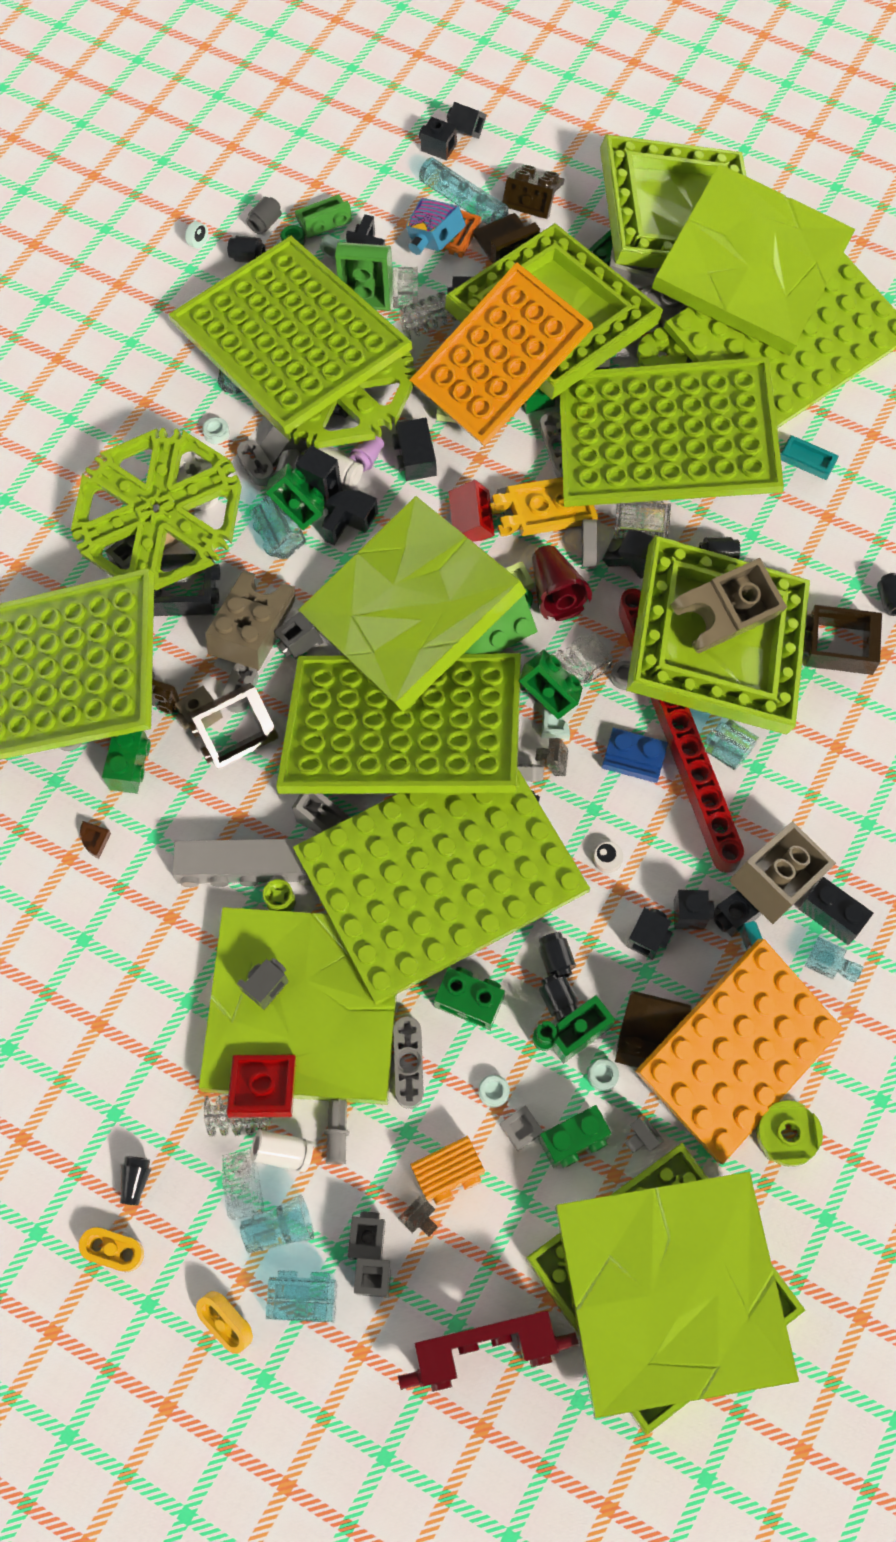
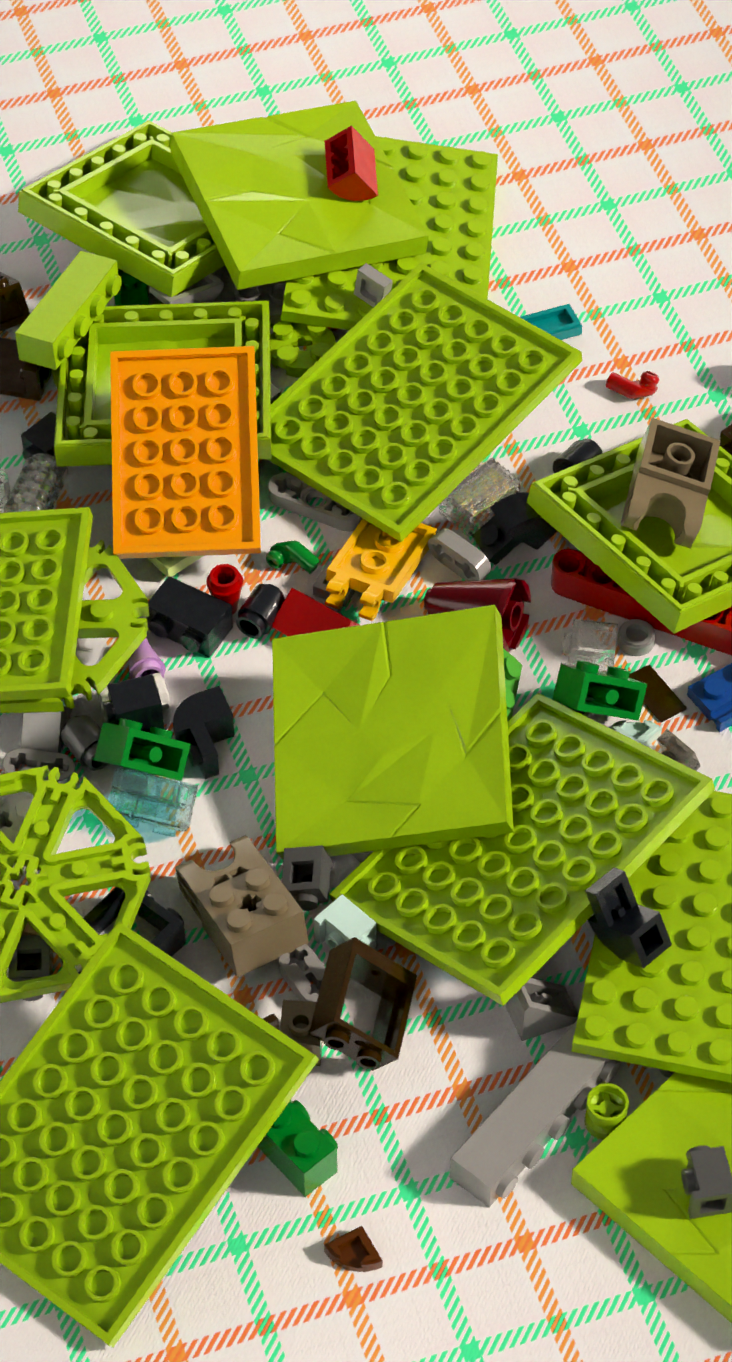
camera: 50 degrees left, 15 degrees down
(280, 681) = (343, 922): none -> light aqua brick
(382, 813) = (622, 925): none -> black brick
(446, 449) = (225, 584): none -> red cone
(452, 477) = (259, 610): none -> black brick
(510, 463) = (292, 552): none -> green arm
(547, 224) = (68, 310): none -> lime brick
(596, 714) = (658, 695): none -> dark brown sticker
(726, 346) = (371, 285): none -> light grey tile
(795, 265) = (351, 166): none -> red brick
(811, 538) = (633, 389): none -> red arm

